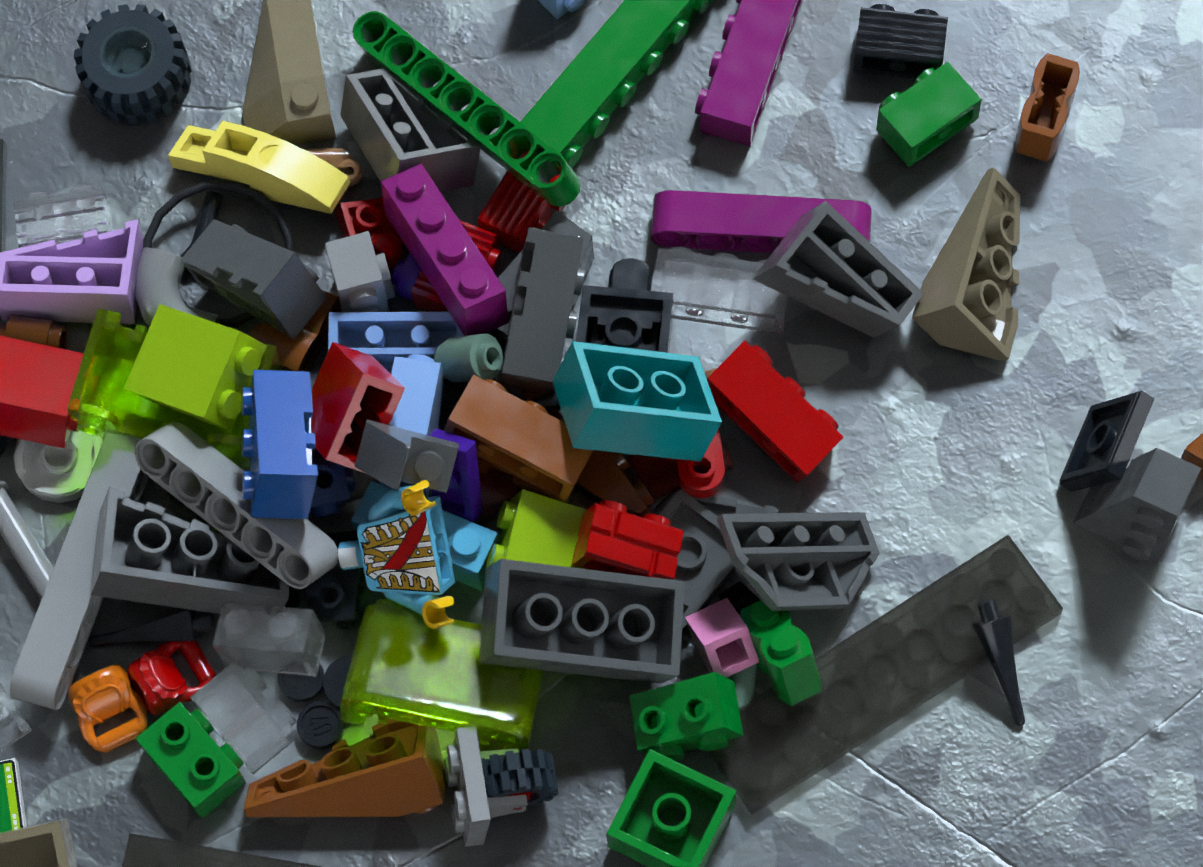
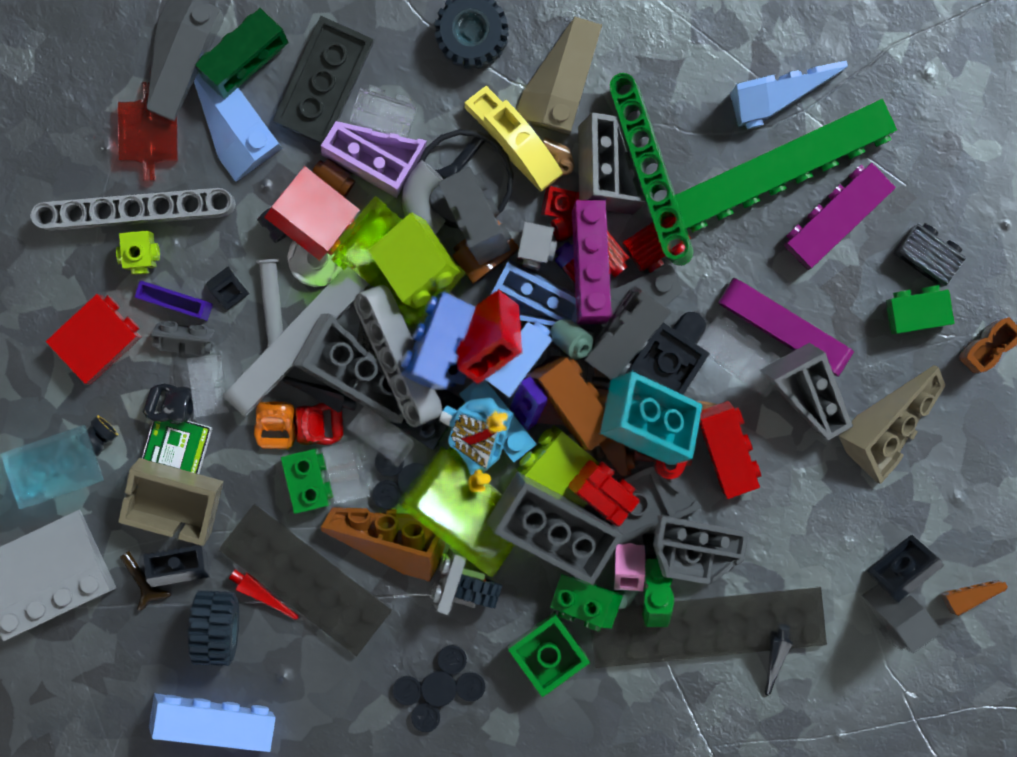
camera: 25 degrees right, 20 degrees up
(405, 456) = (502, 390): dark grey slope -> none

